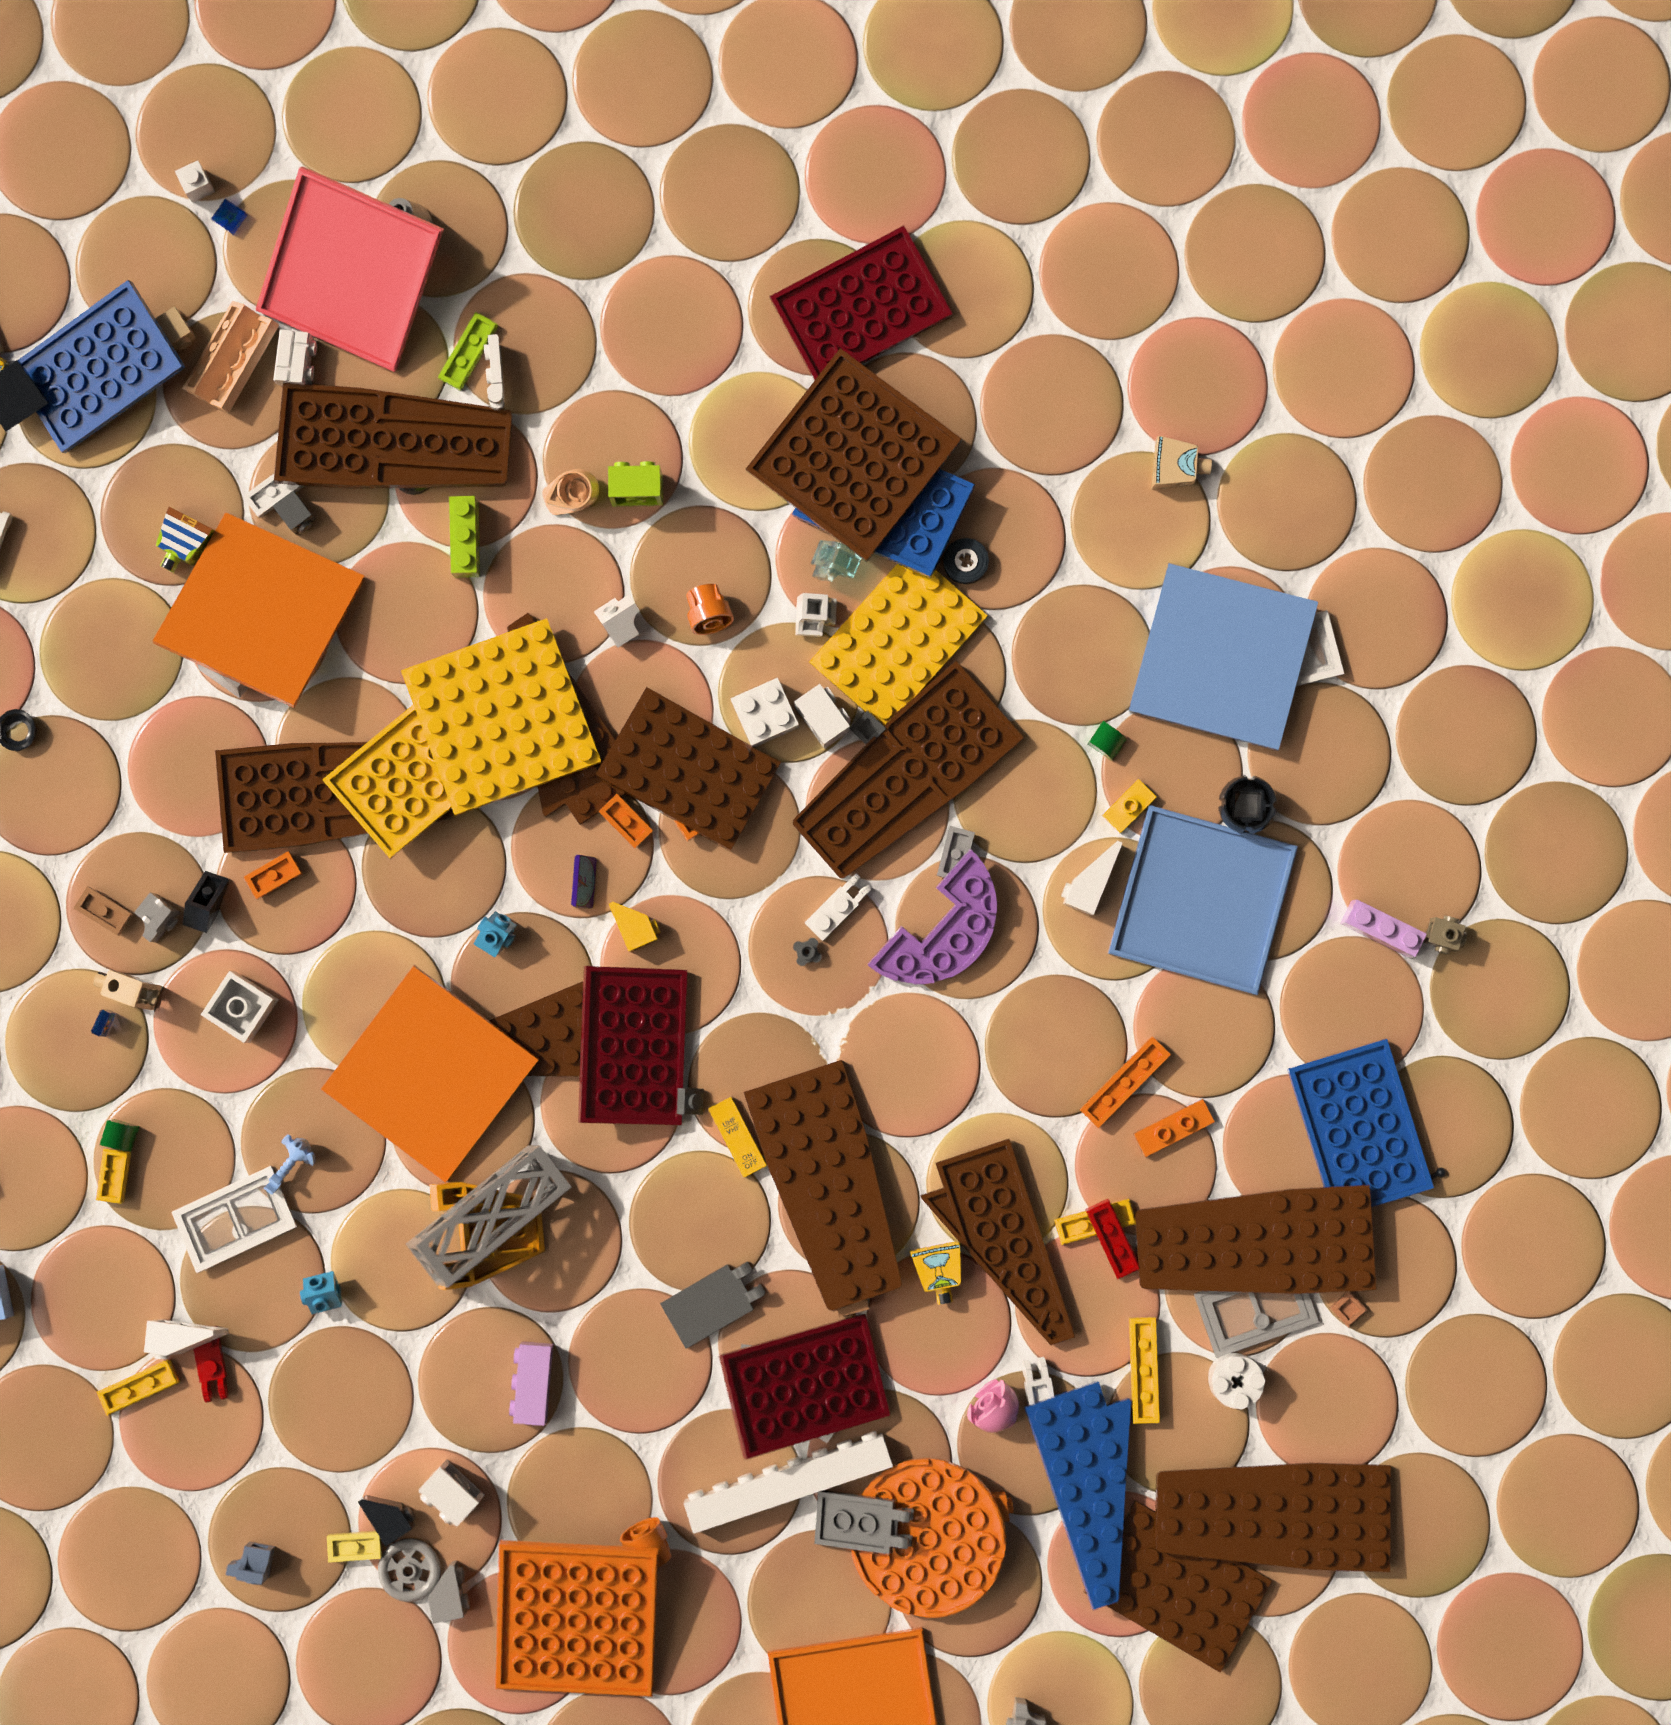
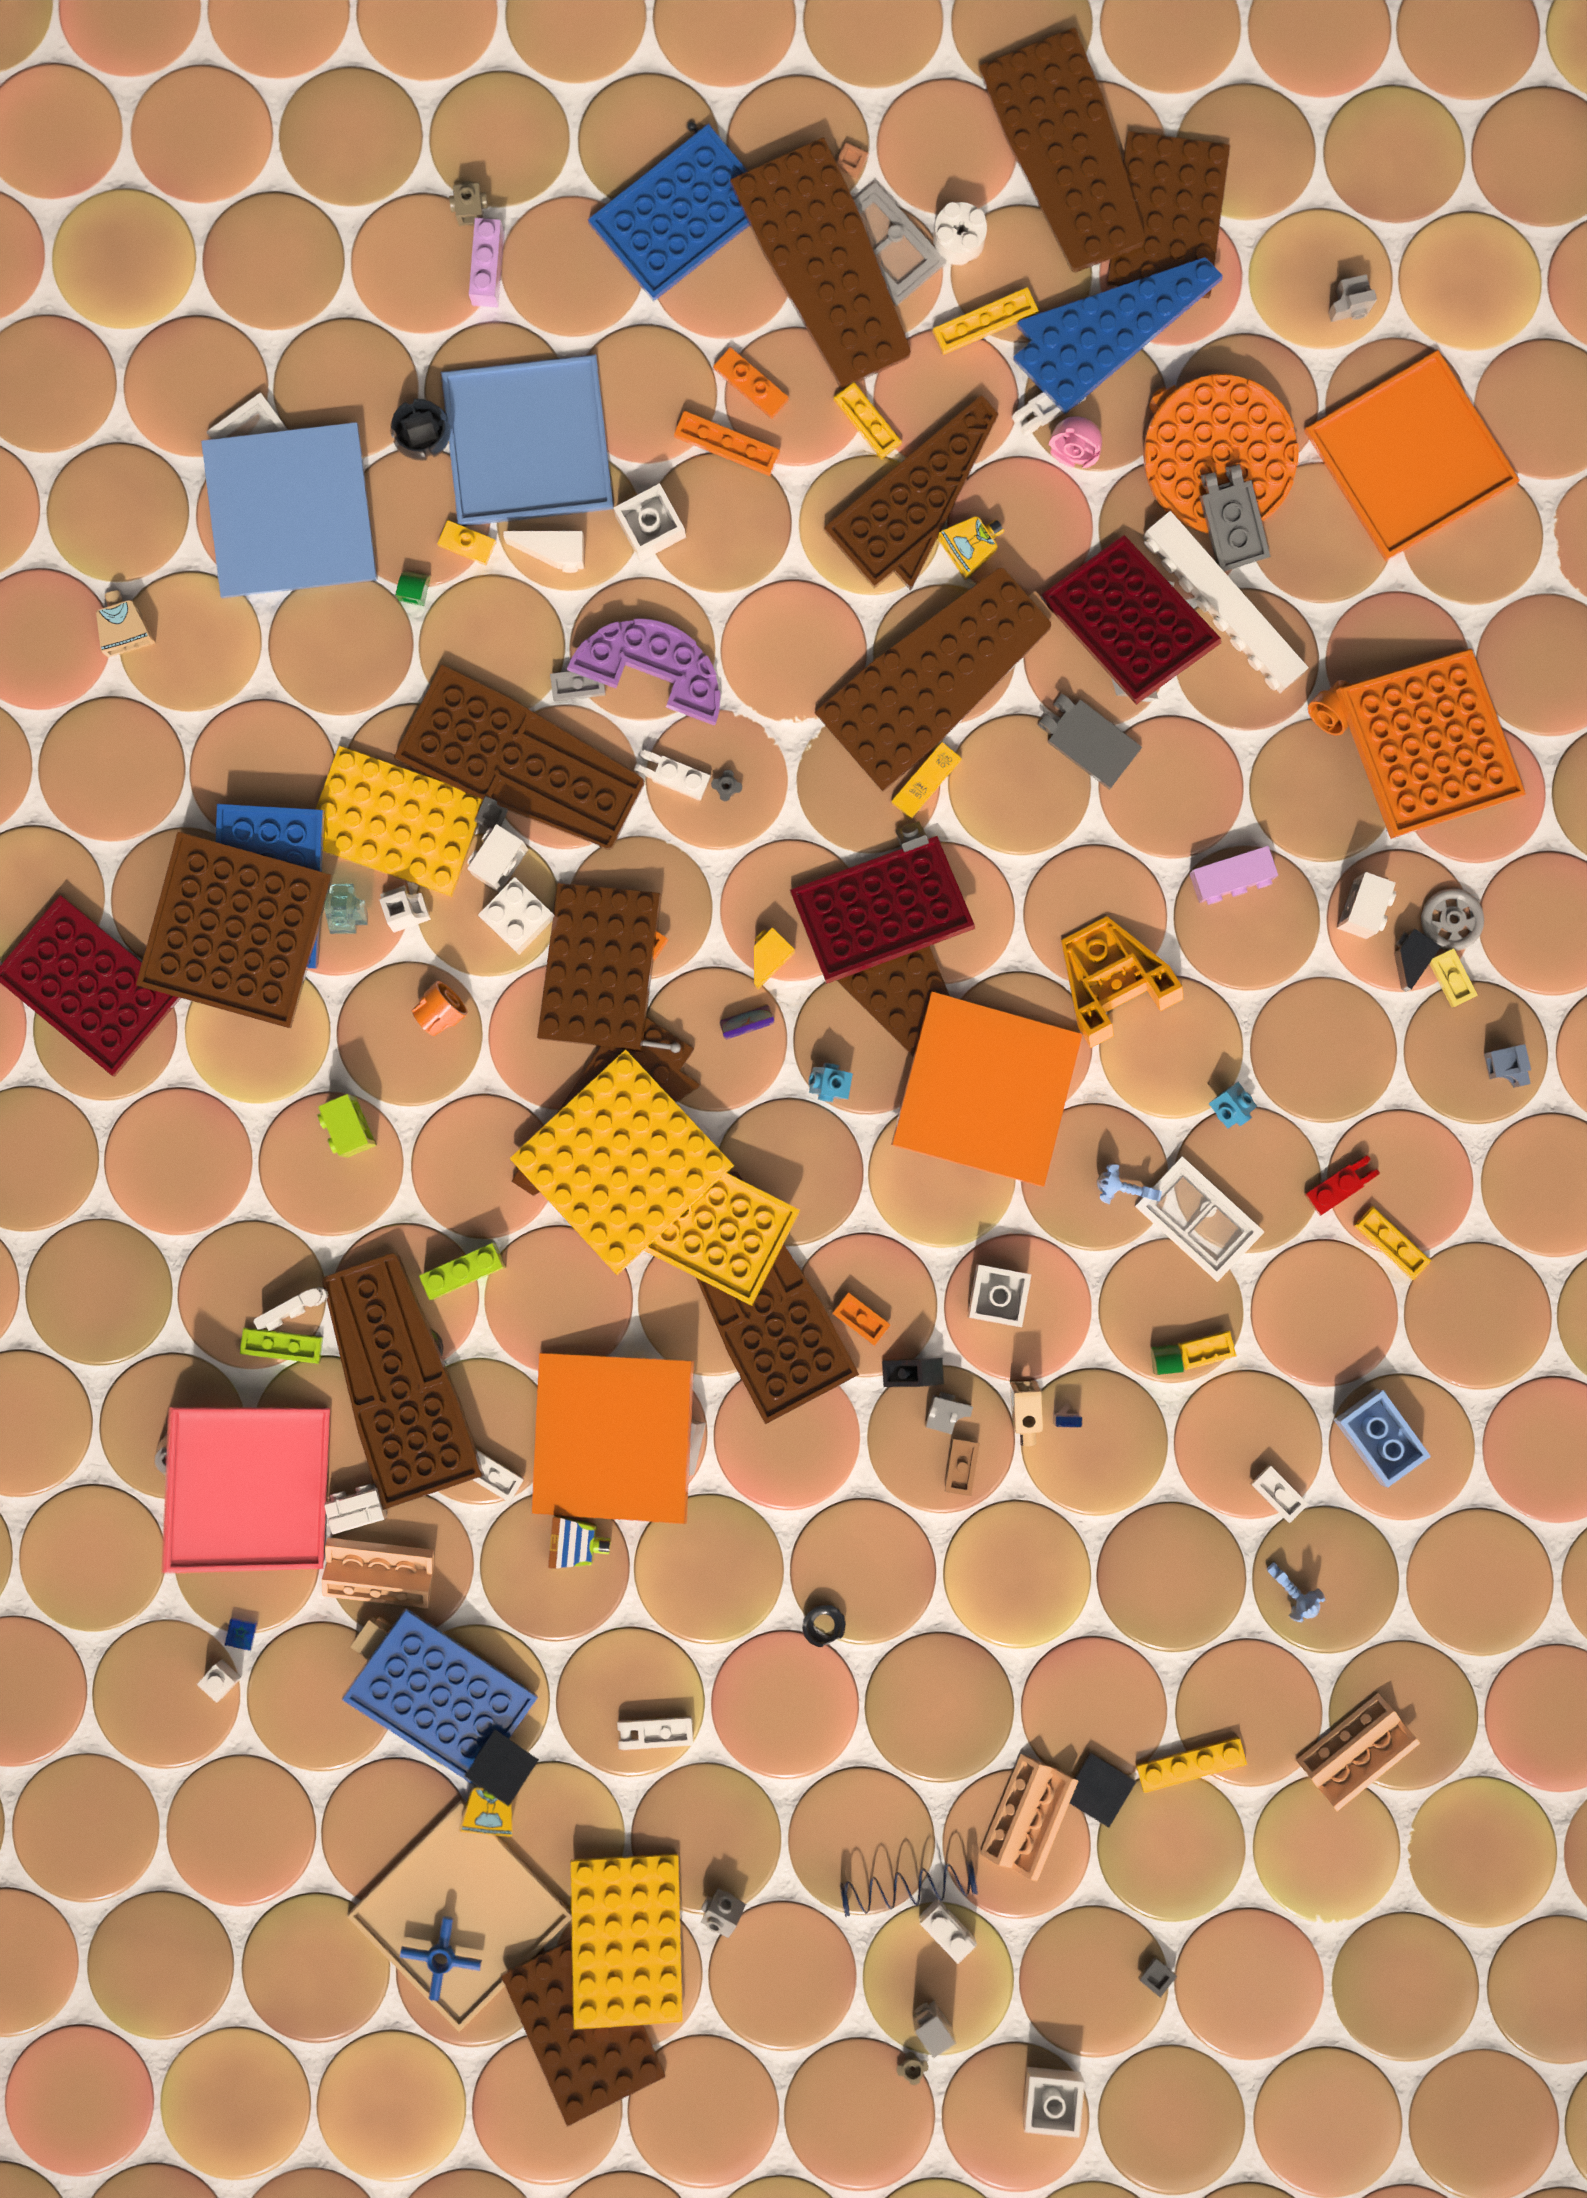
camera: 110 degrees left, 0 degrees up
(176, 1337) = (1333, 1228): white slope -> none
(294, 513) = (506, 1445): dark grey brick -> none
(447, 1597) = (1462, 873): light grey slope -> none
(519, 1216) = (1164, 983): light grey piece -> none
(571, 492) = (378, 1187): light nougat helmet -> none
(585, 807) = (675, 1047): none -> light grey hinge
(619, 619) = (482, 1090): white brick -> none
(625, 820) = (672, 1005): orange plate -> none
(978, 555) = (285, 777): black bush -> none
(1077, 979) = (649, 522): none -> white brick
(1112, 1238) = (876, 396): red tile -> none

